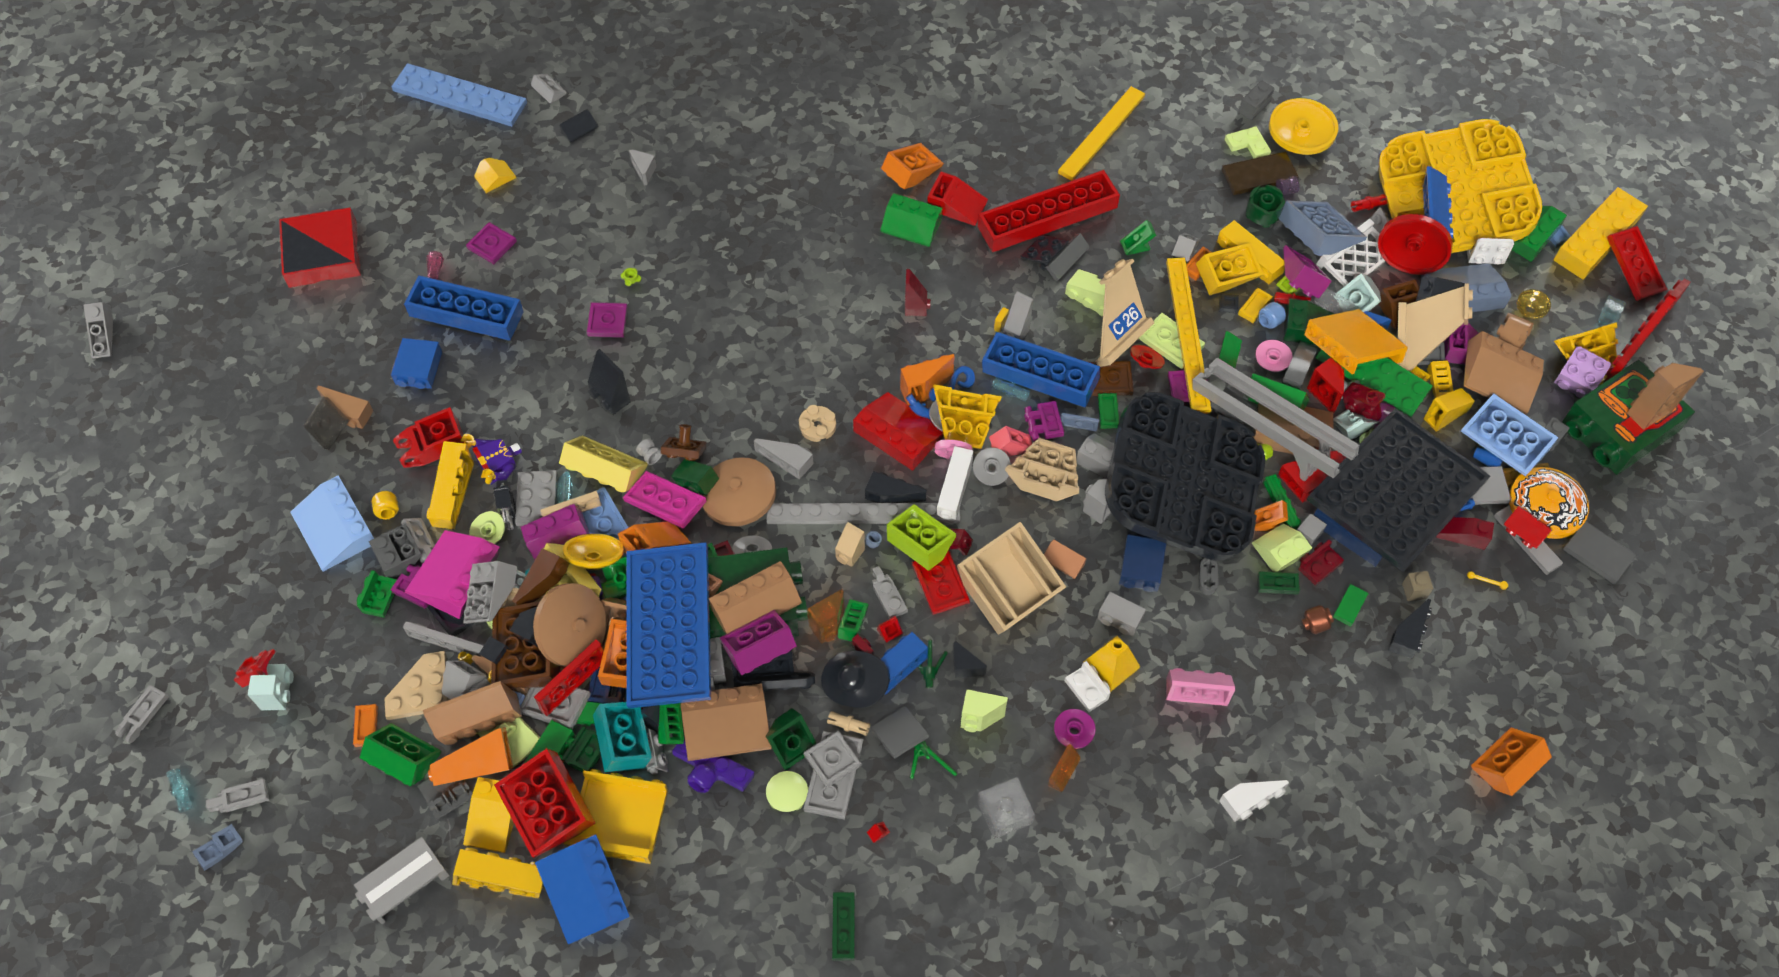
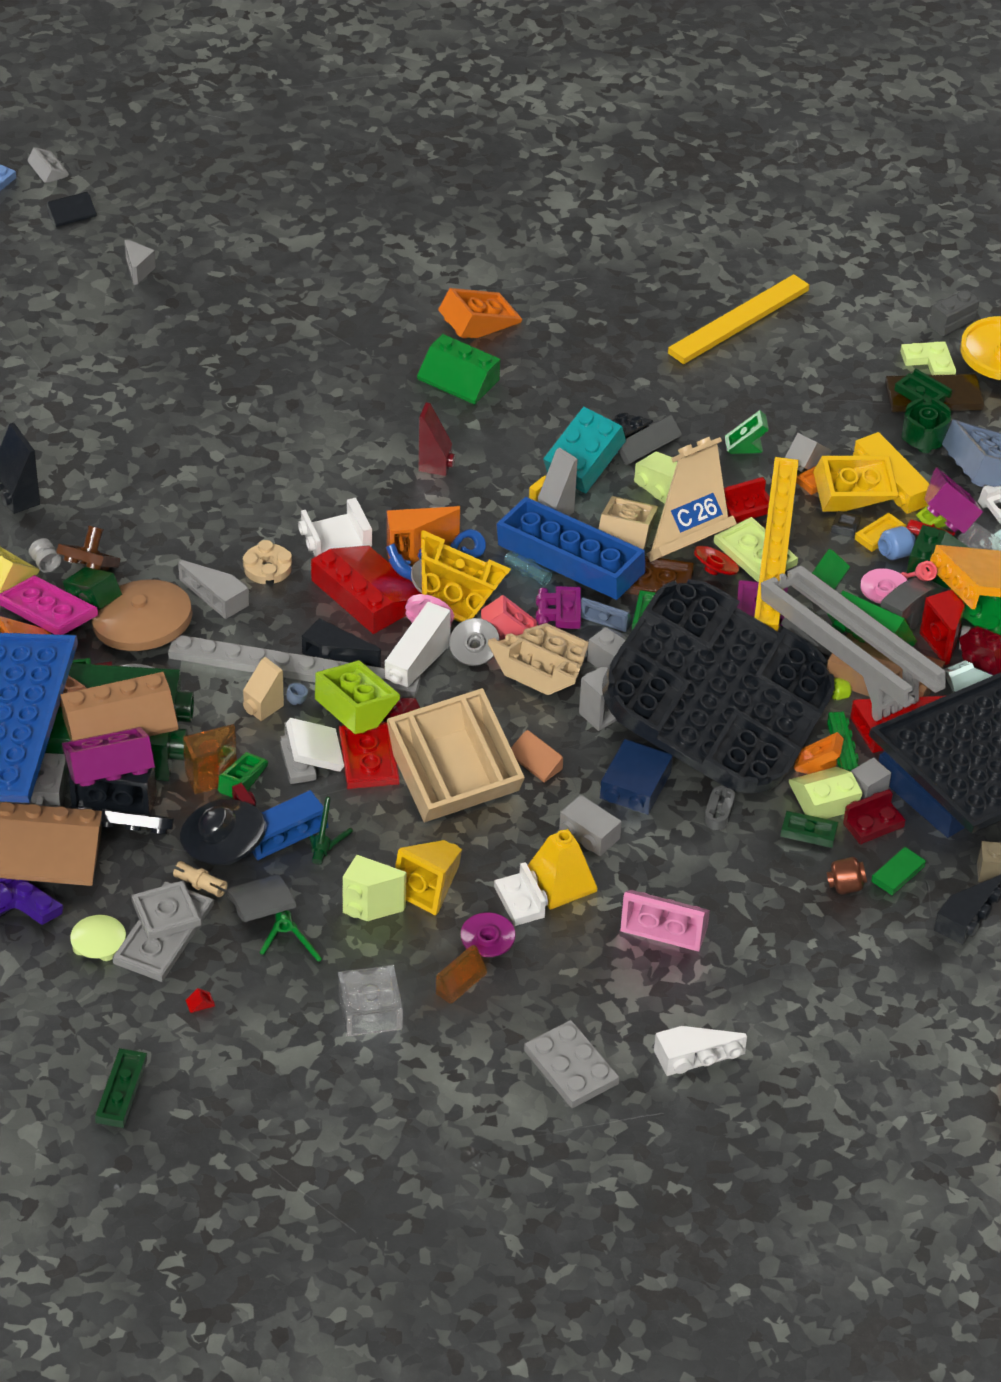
camera: 10 degrees right, 15 degrees down
(607, 320) = (39, 412): magenta plate -> none
(630, 272) = (83, 373): lime plate -> none
(790, 738) = (117, 878): dark green slope -> none
(861, 385) = (338, 531): none -> white panel
(889, 629) = (285, 789): red slope -> none
(900, 584) = (315, 744): none -> white tile
(957, 199) = (524, 355): red slope -> none
(966, 663) = (372, 841): black slope -> none
(1018, 683) = (429, 872): none -> yellow slope
(1026, 275) = (593, 442): none -> teal brick
(1048, 210) = (639, 385): red brick -> none
(1073, 335) = (628, 520): none -> tan slope
(1155, 298) = (747, 499): none -> red bracket
(1164, 828) = (571, 1064): none -> light grey plate
(1254, 174) = (920, 386): none -> dark green plate
(1288, 185) = (965, 410): clear purple wheel -> none
(1302, 343) = (921, 571): none -> coral hinge

